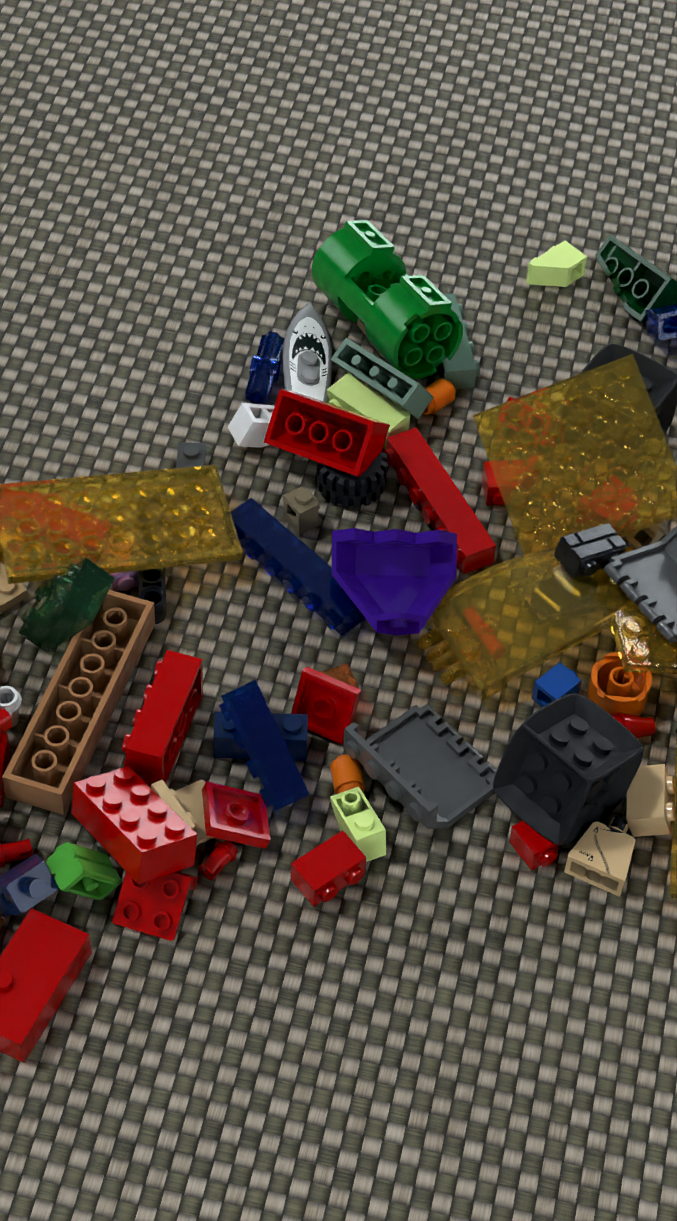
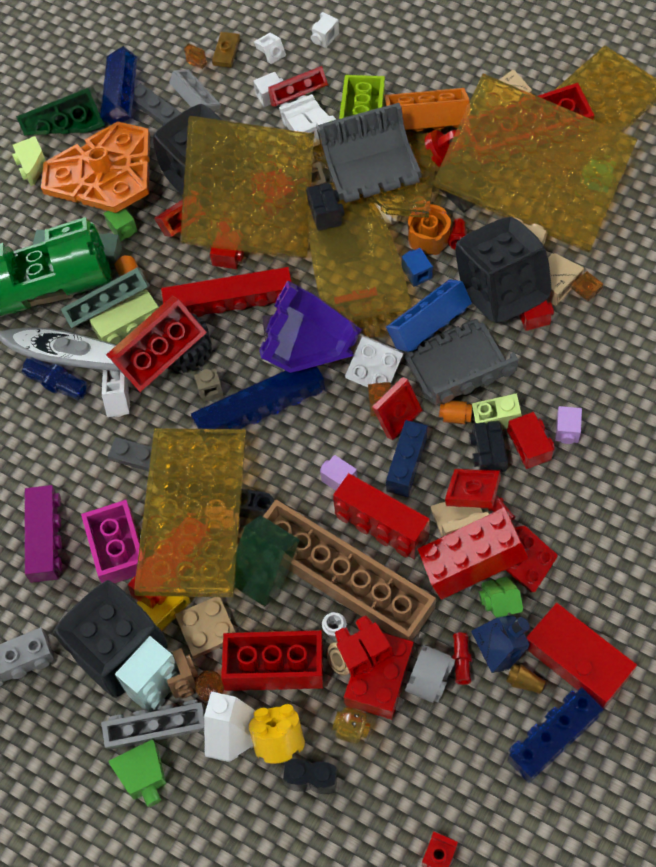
camera: 65 degrees left, 10 degrees up
(62, 408) = (42, 534): none -> magenta brick
(67, 457) = (113, 541): none -> dark pink brick
(219, 669) = (335, 471): none -> lavender brick
(265, 746) = (429, 451): clear blue brick -> none
(304, 825) = (489, 446): none -> black brick
(368, 913) = (568, 424): none -> lavender brick
(390, 668) = (373, 362): none -> white bracket
(470, 708) = (429, 315): none -> blue brick
(502, 371) = (121, 223): none -> bright green brick
(561, 329) = (104, 172): none -> orange plate
(605, 899) = (587, 286): none -> clear orange plate

